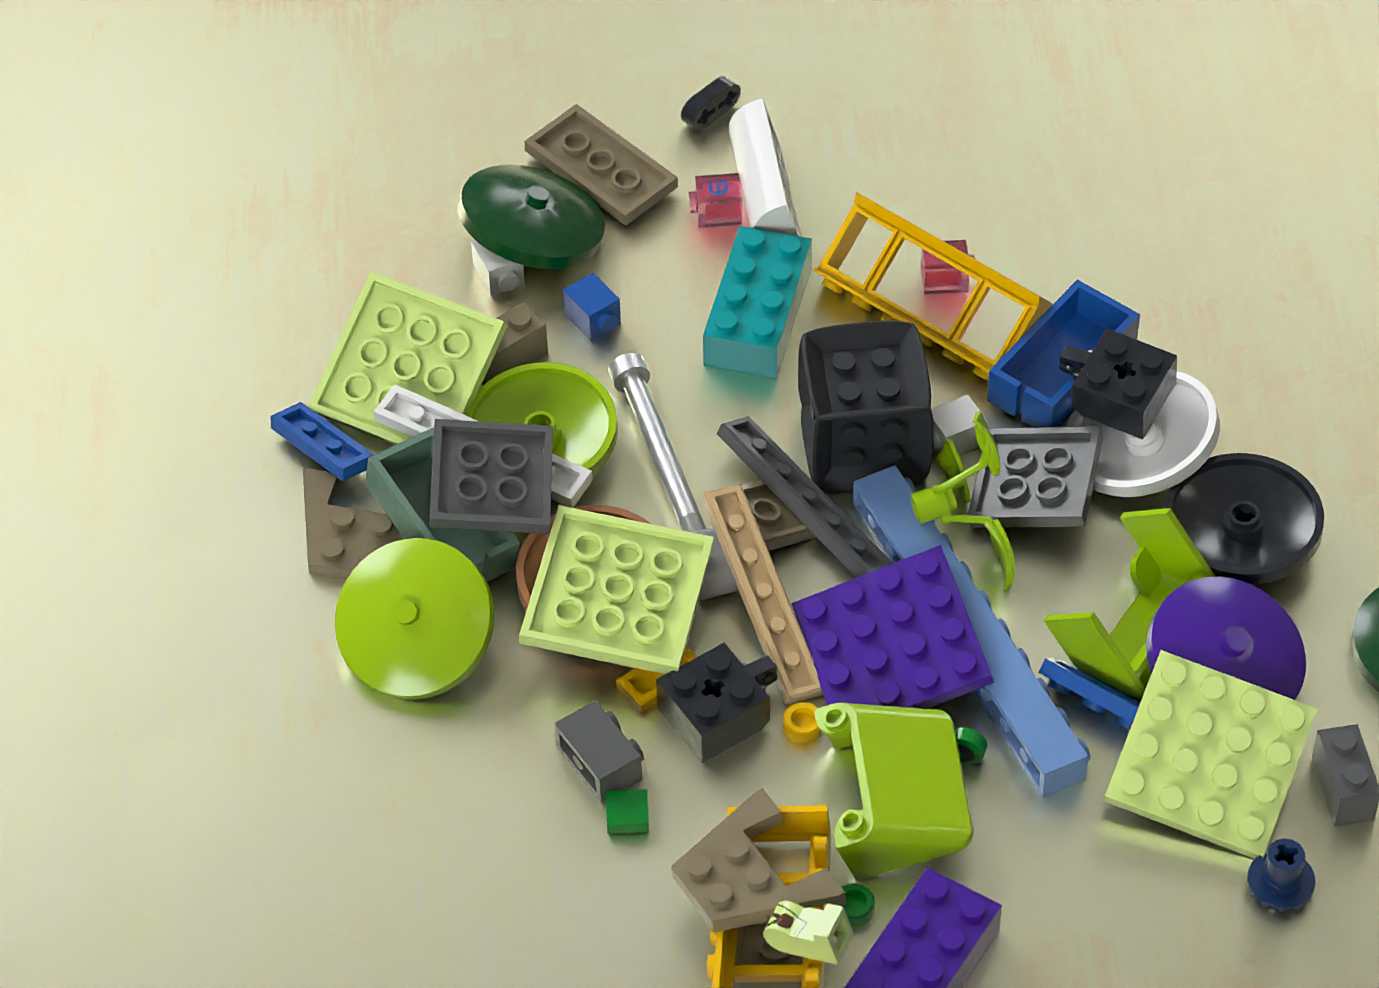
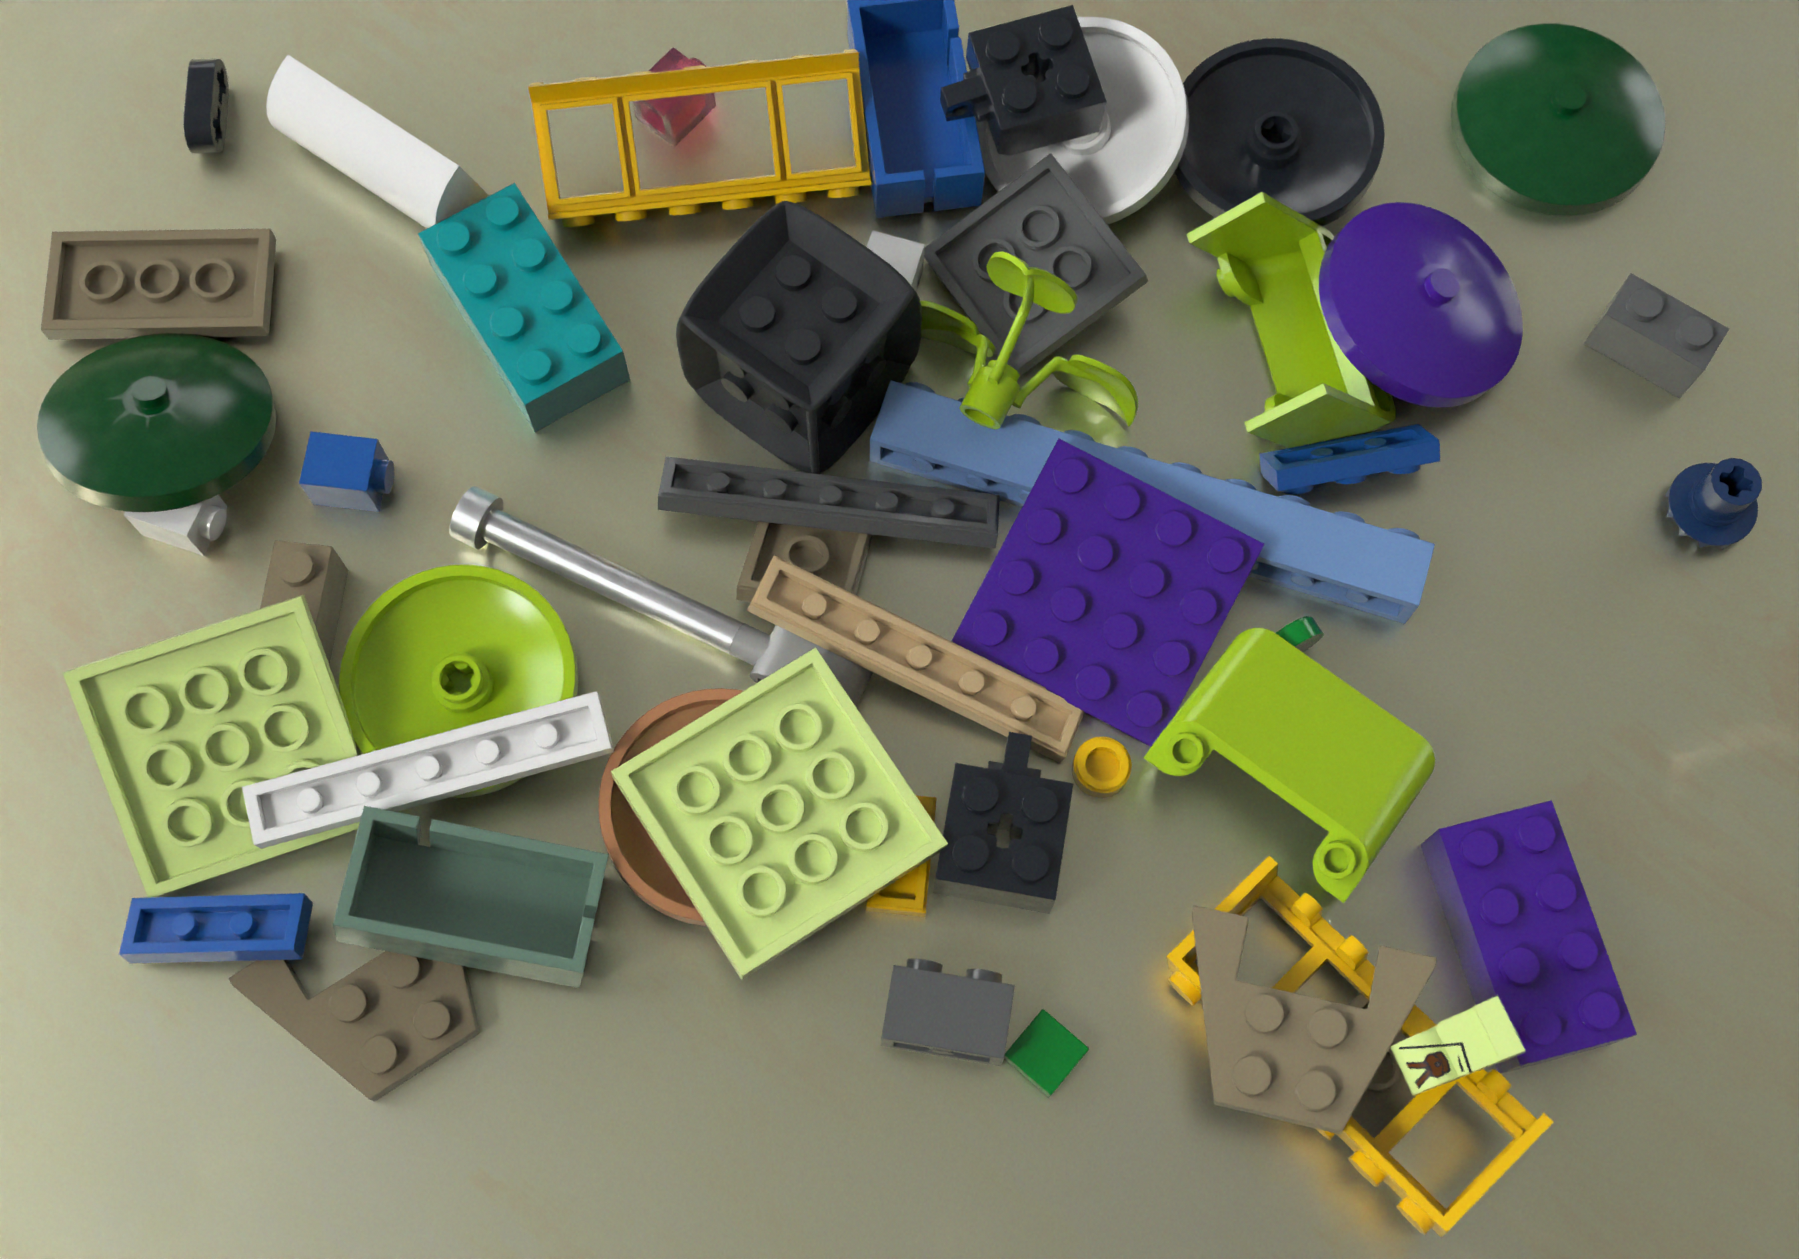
camera: 50 degrees left, 20 degrees up
(414, 618) = (585, 1062): lime dish -> none
(491, 476) = (502, 811): dark grey plate -> none
(717, 200) = (344, 219): clear pink brick -> none
(859, 904) = (1378, 924): green tile -> none
(1210, 755) = (1532, 432): yellowish green plate -> none

